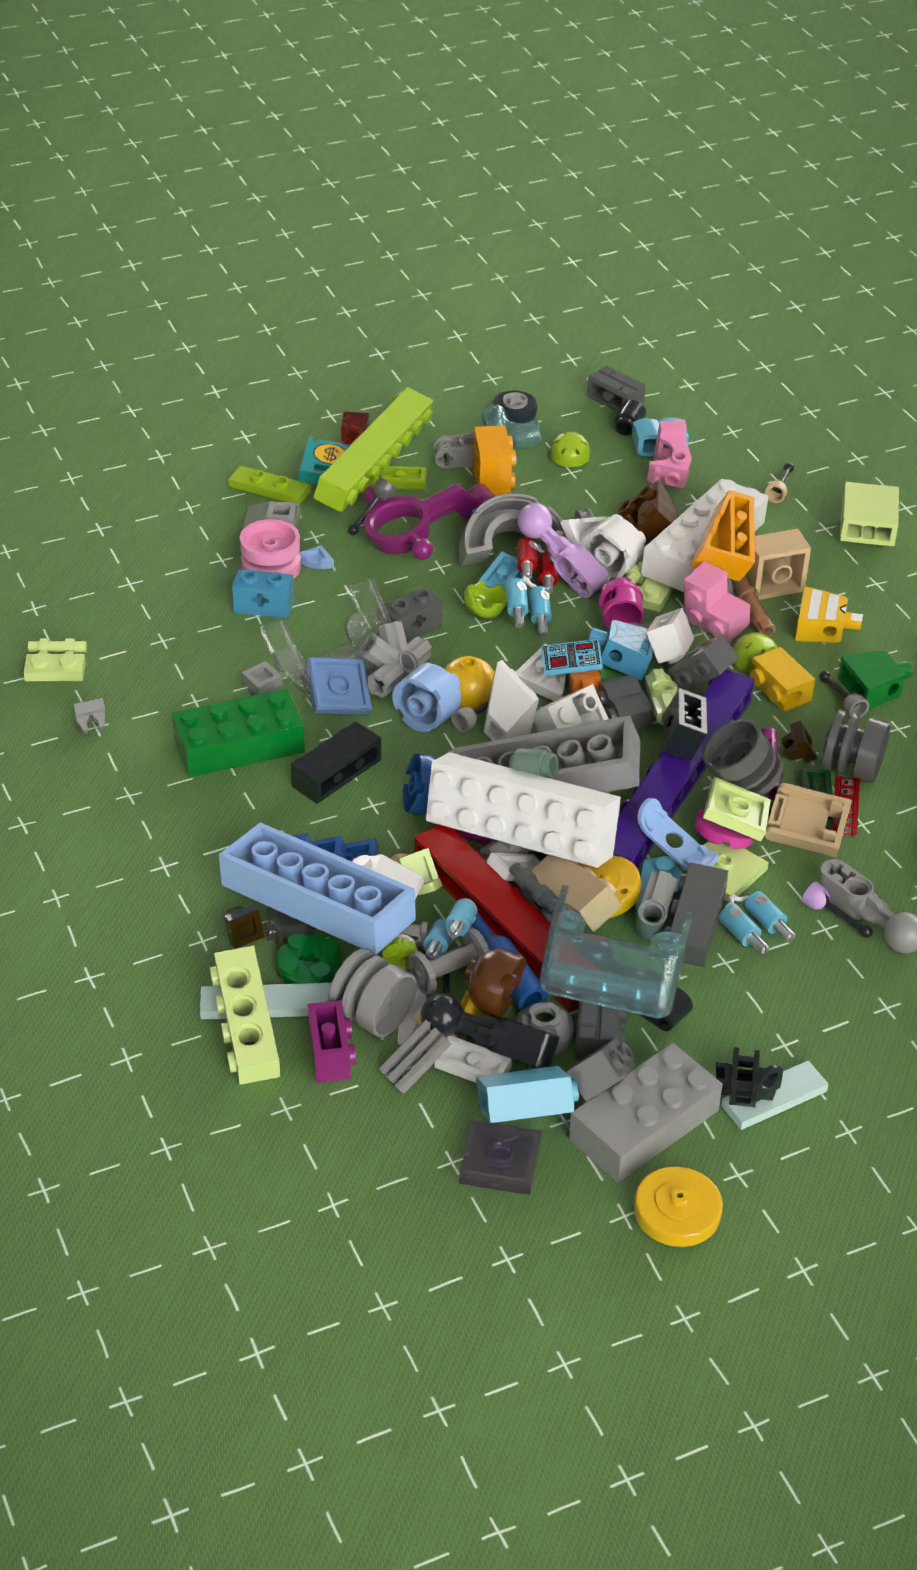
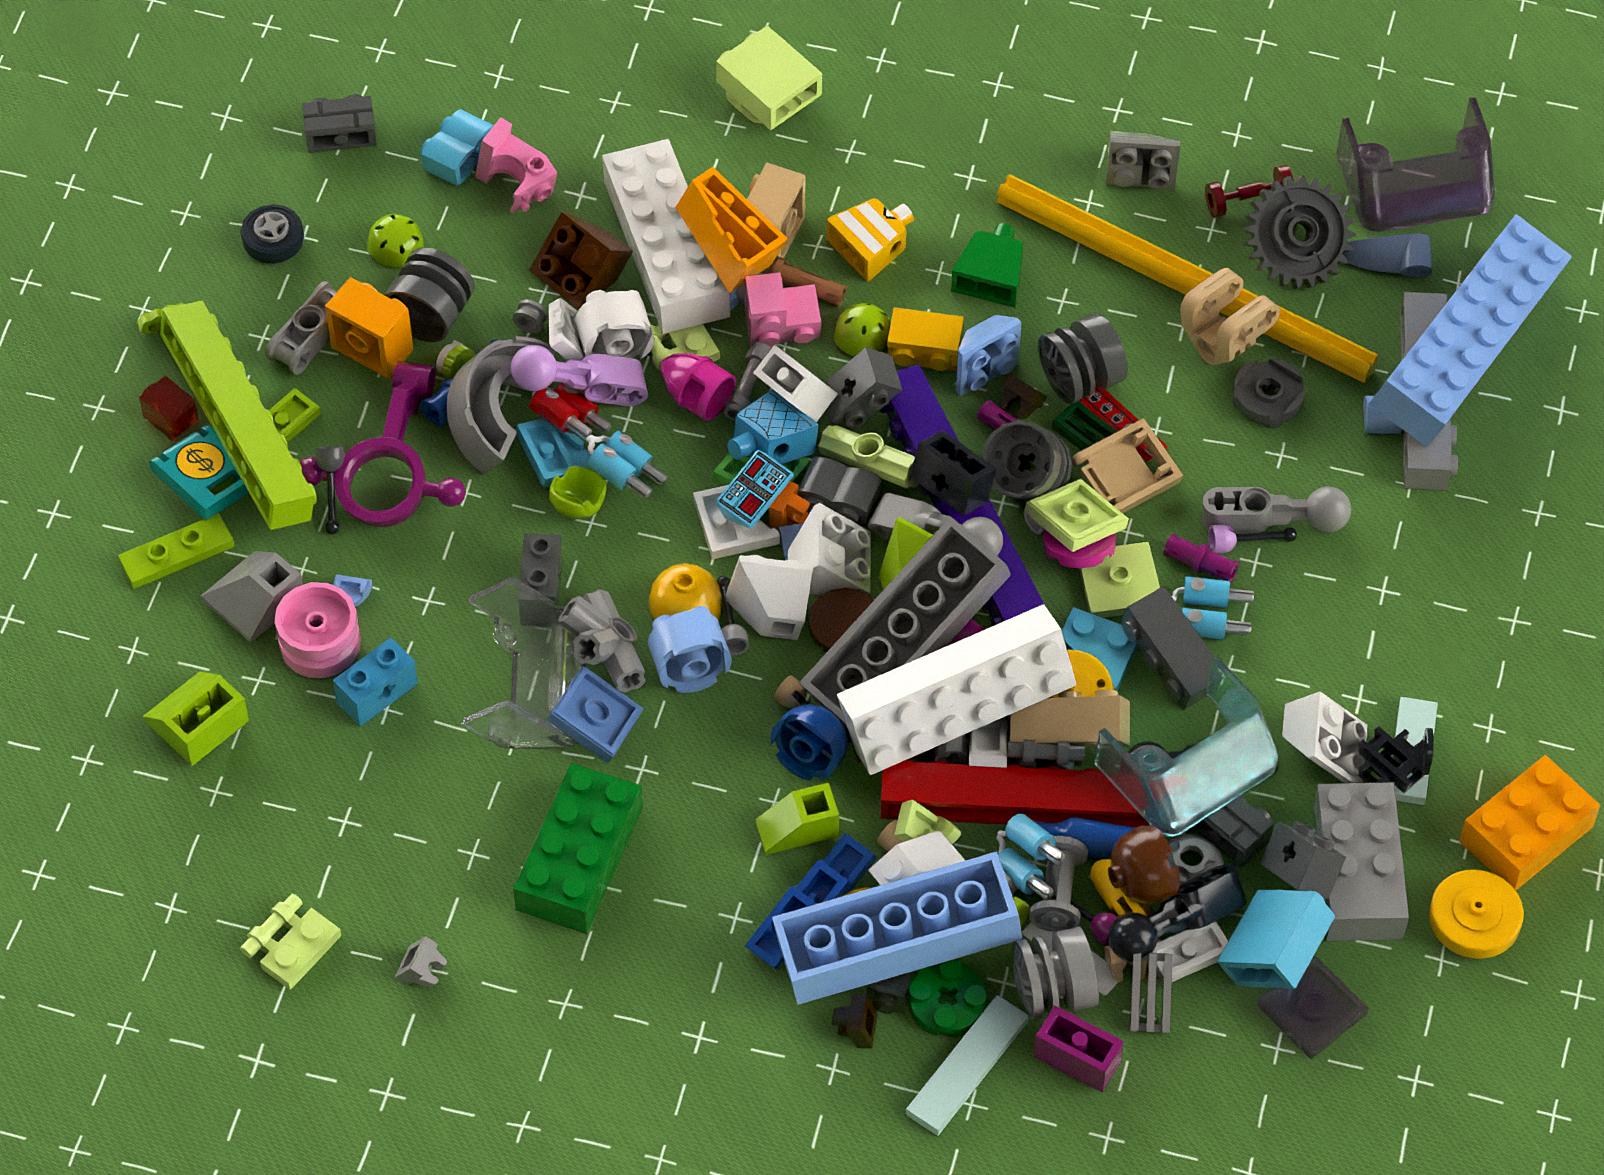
camera: 50 degrees left, 15 degrees up
(163, 544) = (198, 716): none -> lime slope
(253, 1061) = (1009, 1090): yellowish green brick -> none
(261, 679) = (517, 774): light grey tile -> none
(336, 762) = (697, 792): black brick -> none
(365, 814) = (799, 820): none -> lime slope
(523, 434) = (305, 274): clear light blue cylinder -> none
(535, 762) = (924, 637): sand green brick -> none
(543, 469) = (433, 291): none -> dark grey wheel
(629, 412) = (397, 147): black brick -> none
(654, 761) = (930, 520): none -> light grey beam
(655, 904) = (1132, 667): light grey piece -> none
(657, 825) = (1096, 595): light blue piece -> none
(720, 1028) = (1326, 735): none -> white slope
(777, 489) = (642, 118): tan hinge -> none
(788, 895) = (1201, 558): none -> magenta pin
(788, 1192) = (1529, 822): none -> light orange brick
(802, 701) = (987, 352): none -> light blue slope
(853, 702) = (1006, 307): light grey hinge -> none

